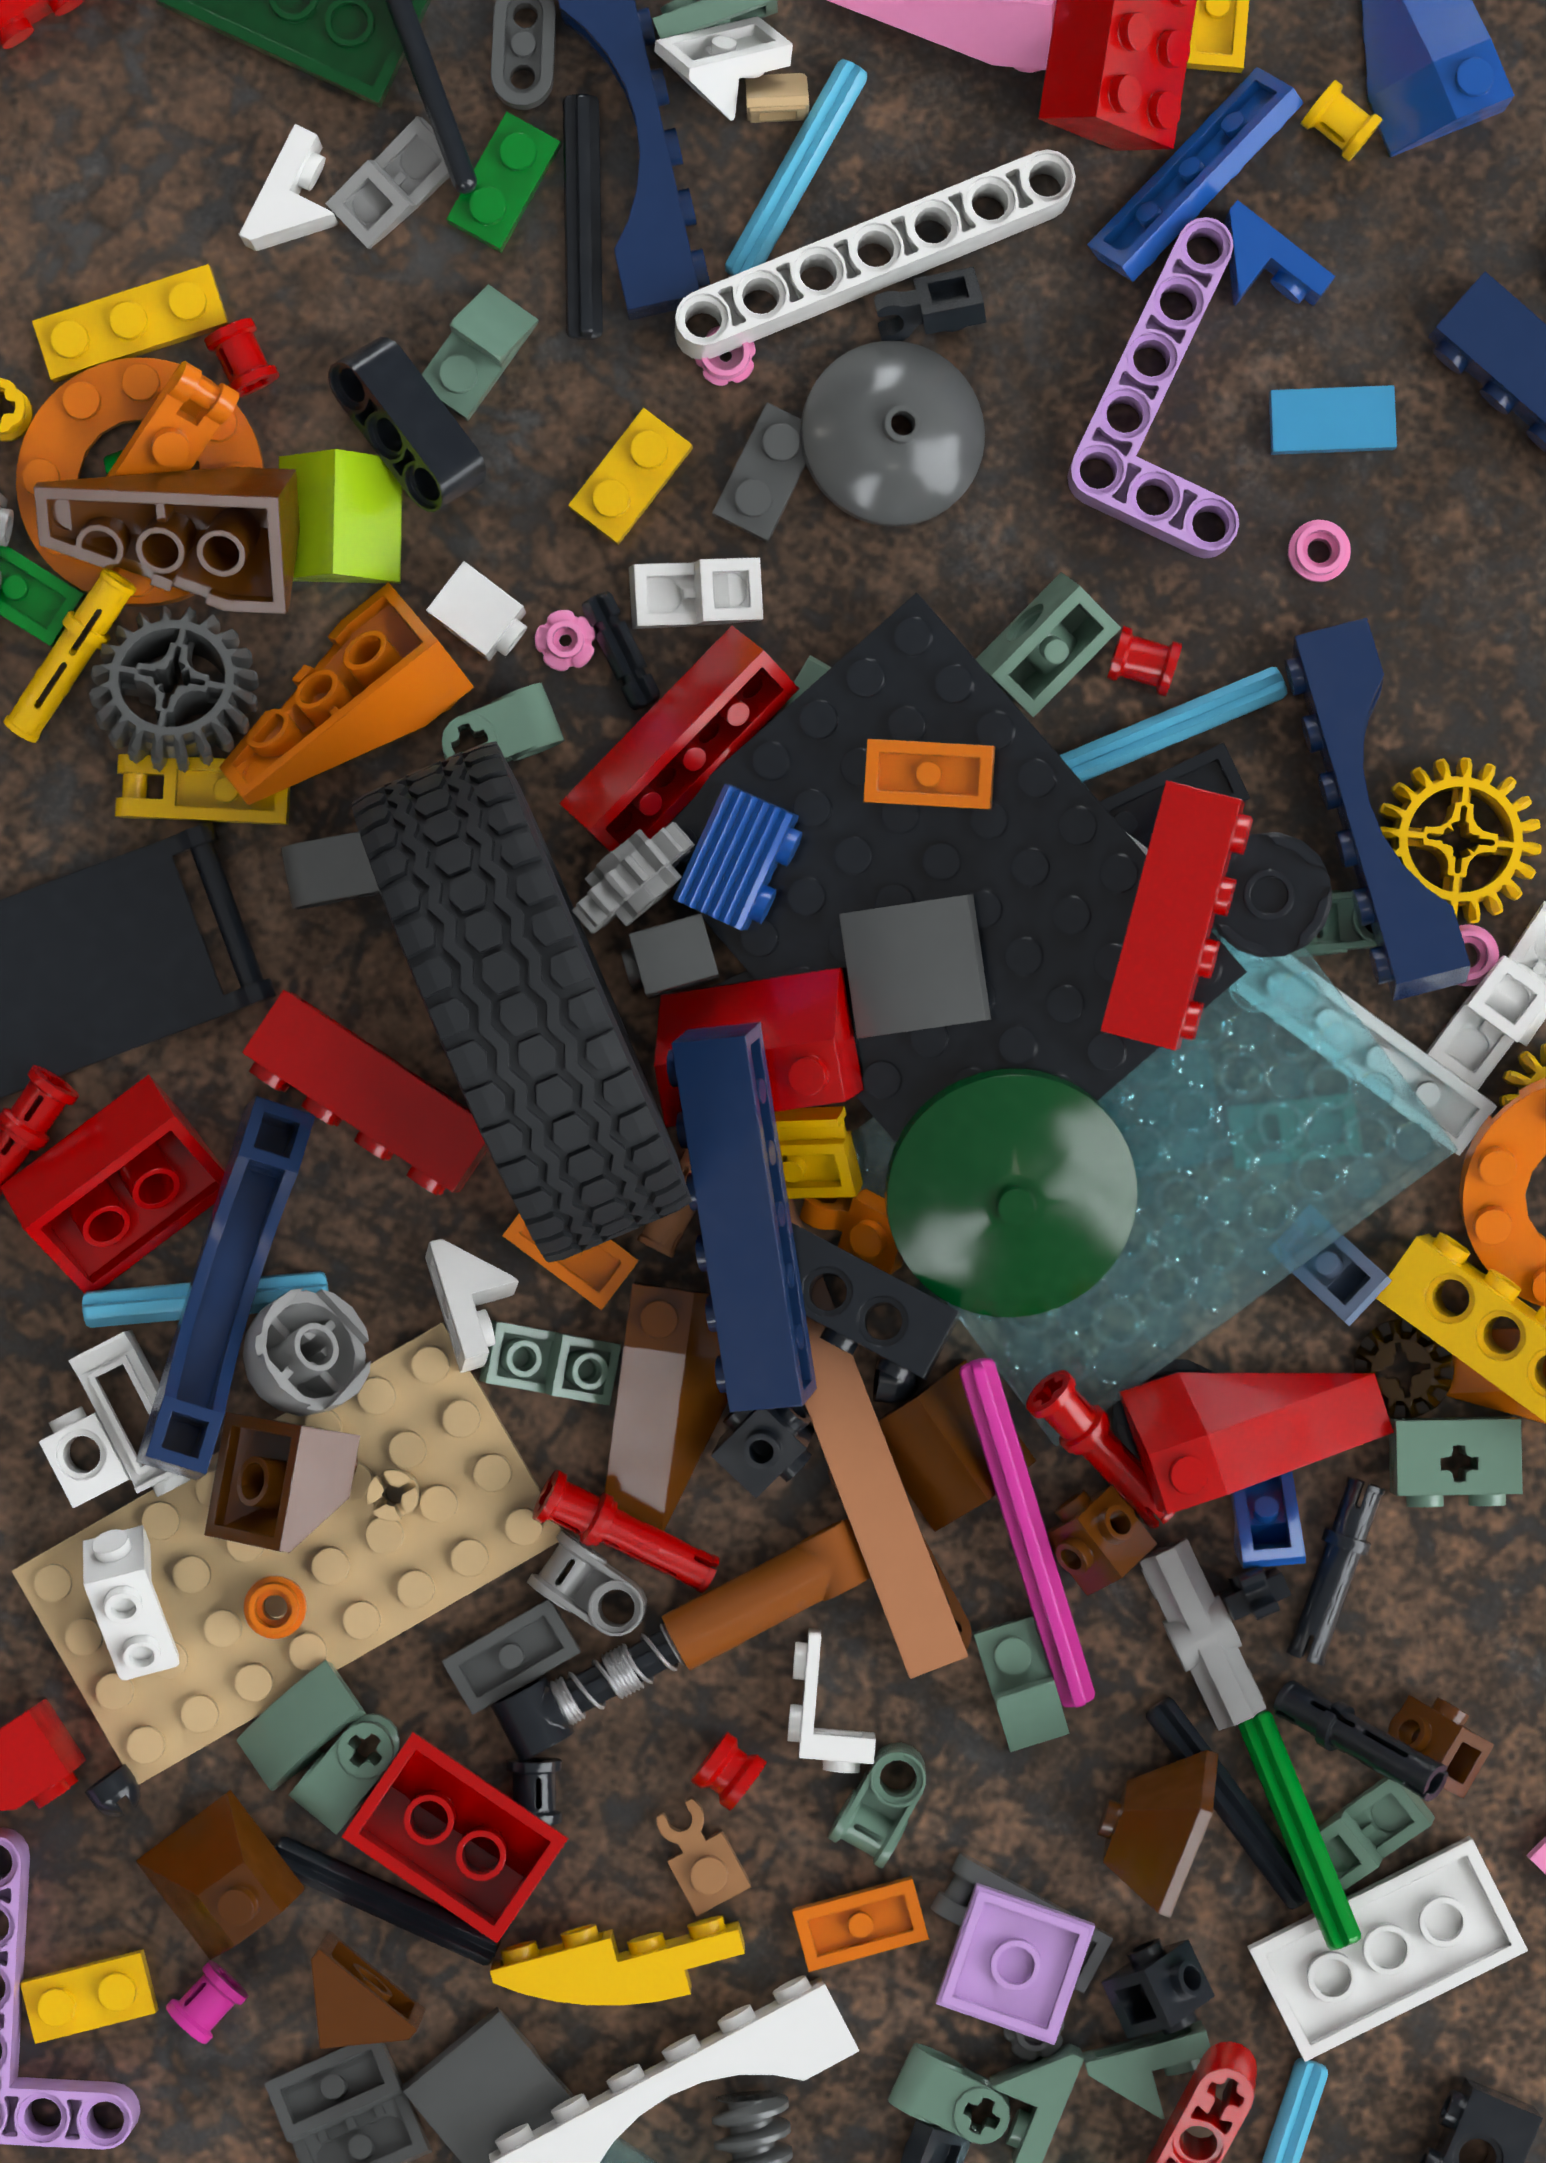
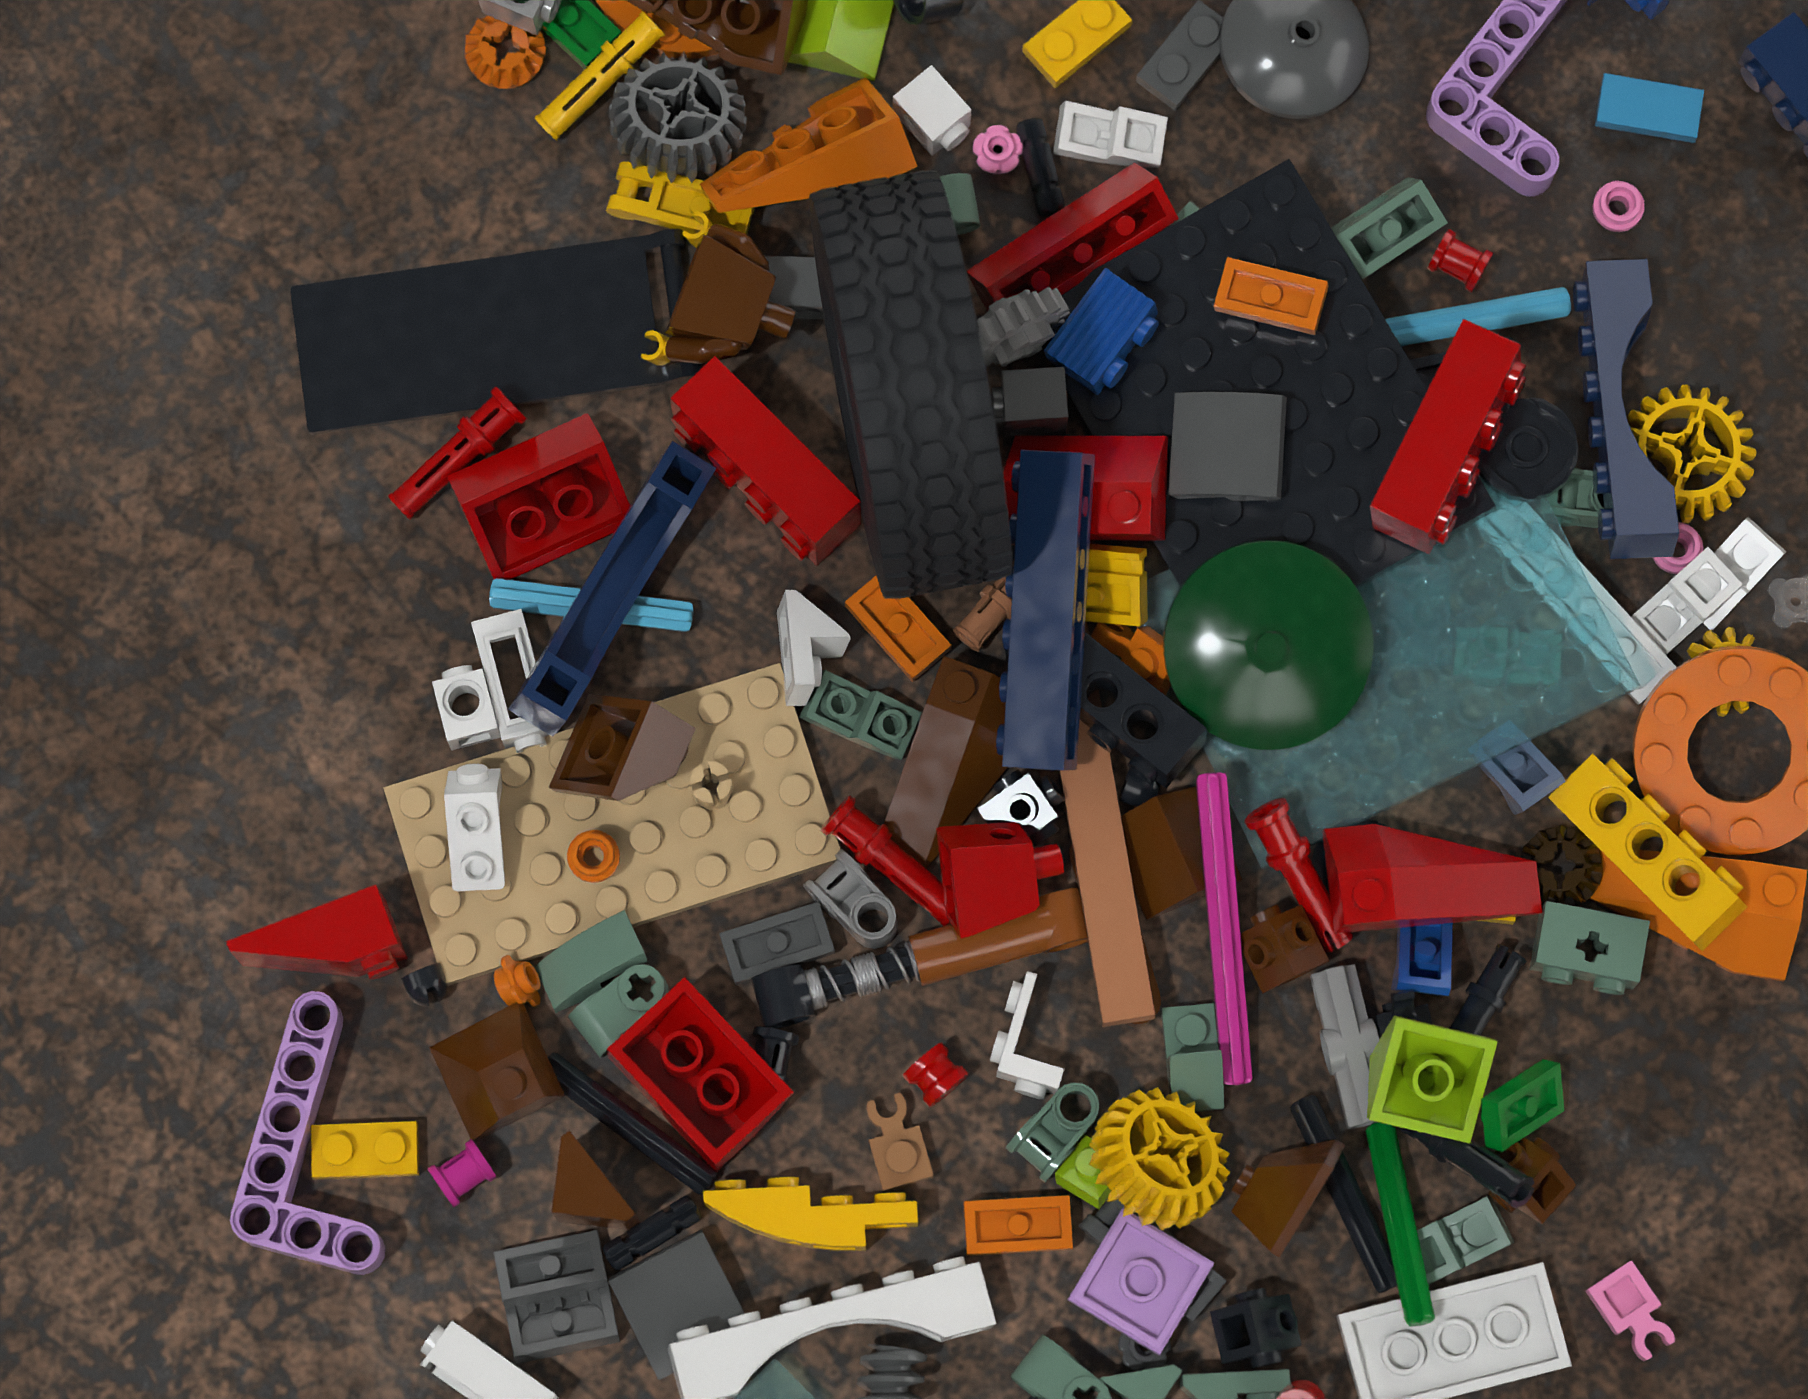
camera: 10 degrees right, 10 degrees down
(220, 1767) = (517, 982): none -> orange plate
(276, 909) = (720, 299): none -> reddish brown torso
(306, 1352) = (665, 656): light grey cylinder -> none
(442, 2020) = (651, 1232): none -> black axle
(744, 1534) = (991, 874): none -> red torso
(933, 1844) = (1080, 1177): none -> lime plate
(985, 1778) = (1154, 1167): none -> yellow gear
(1300, 1670) = (1429, 1078): none -> lime slope
(1414, 1666) = (1522, 1105): none -> green plate

